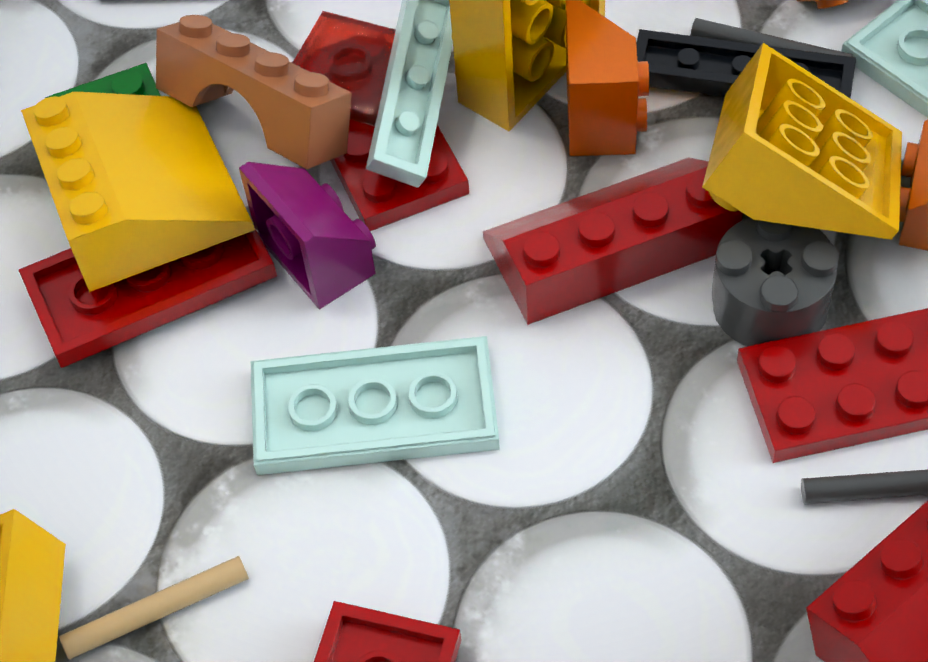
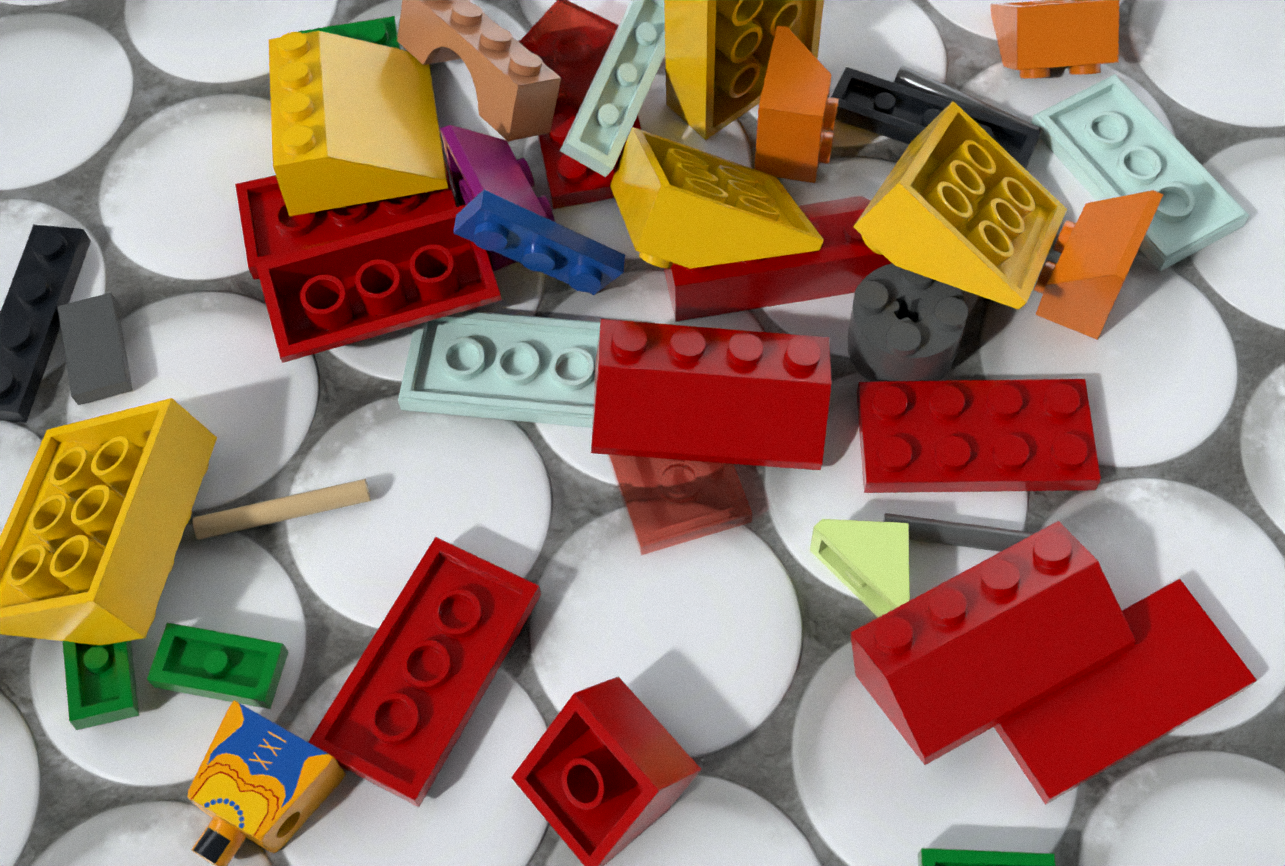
camera: 10 degrees right, 5 degrees up
(205, 343) = (374, 284): none -> red slope
(370, 268) = (538, 243): none -> blue plate
(534, 198) = (704, 208): none -> yellow slope
(577, 494) = (678, 499): none -> clear red tile
(590, 391) = (711, 395): none -> red slope
(799, 530) = (867, 559): none -> yellowish green slope

